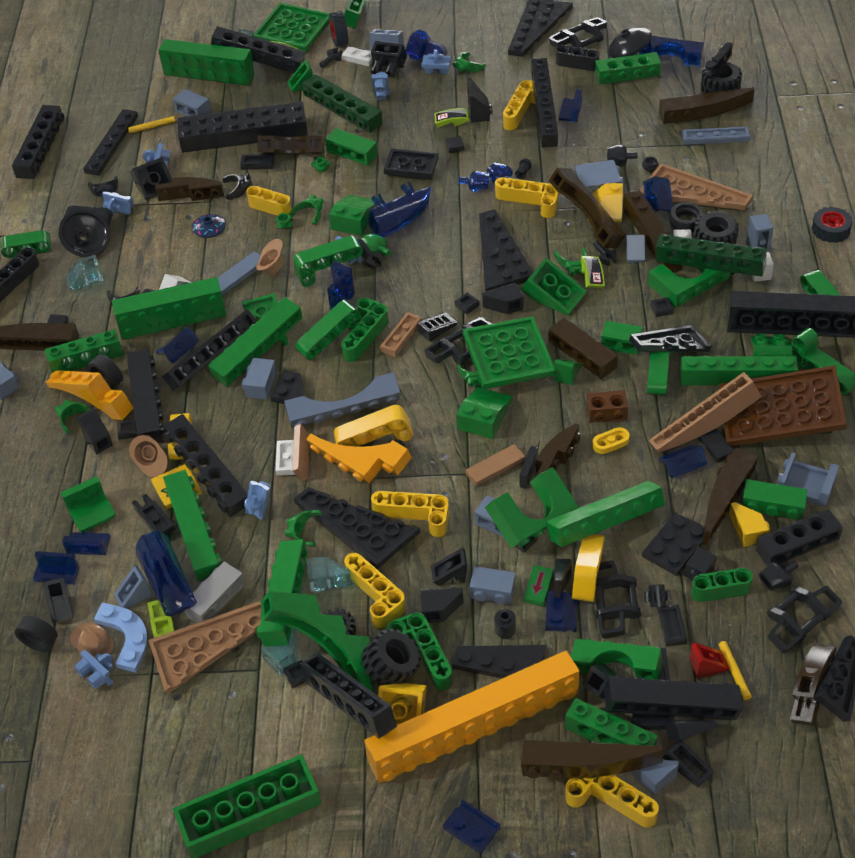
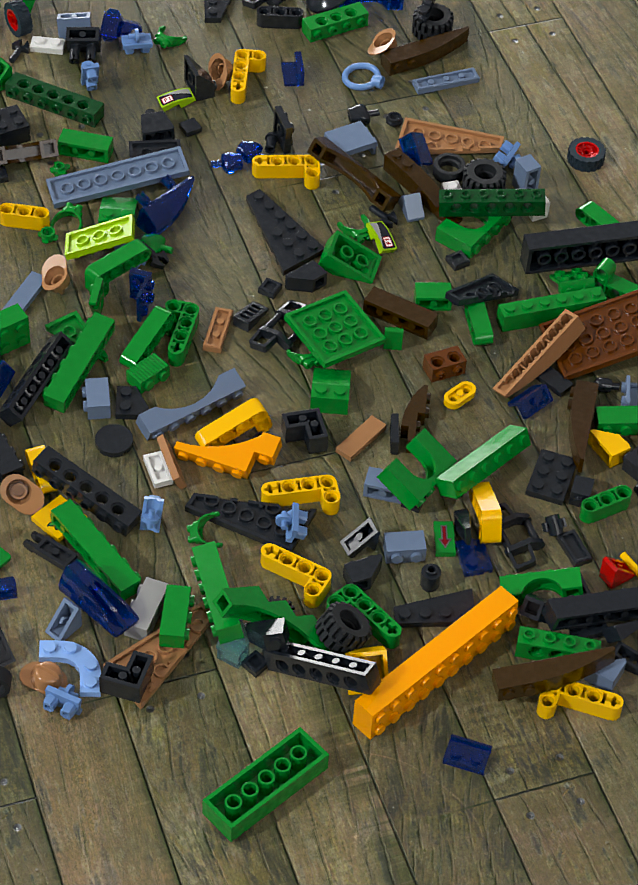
camera: 25 degrees left, 0 degrees up
(159, 622) = (103, 643): lime slope -> none
(159, 664) = (127, 681): none -> black brick
(233, 608) = (176, 616): none -> green brick
(259, 421) = (113, 440): none -> black tile
(296, 284) = (96, 299): none -> green wing
(312, 647) = (268, 634): none -> black slope
(316, 363) = (148, 373): none -> green brick
(324, 229) = (99, 237): none -> lime plate
(326, 574) = (246, 568): clear light blue slope -> none
(366, 178) = (117, 177): none -> sand blue plate
(379, 533) = (290, 522): none -> medium blue hips
(421, 138) = (156, 126): none -> black torso
(442, 443) = (305, 426): none -> black brick
(501, 96) = (220, 70): none -> medium nougat piece
(536, 157) = (283, 129): none -> black plate
(544, 102) = (269, 68): black brick -> none
(610, 198) = (372, 159): yellow slope -> none
(646, 126) = (376, 81): none -> medium blue piece
(666, 90) = (383, 41): none -> medium nougat piece
(752, 208) = (510, 150): none -> medium blue hips
(768, 458) = (606, 384): none -> black cylinder

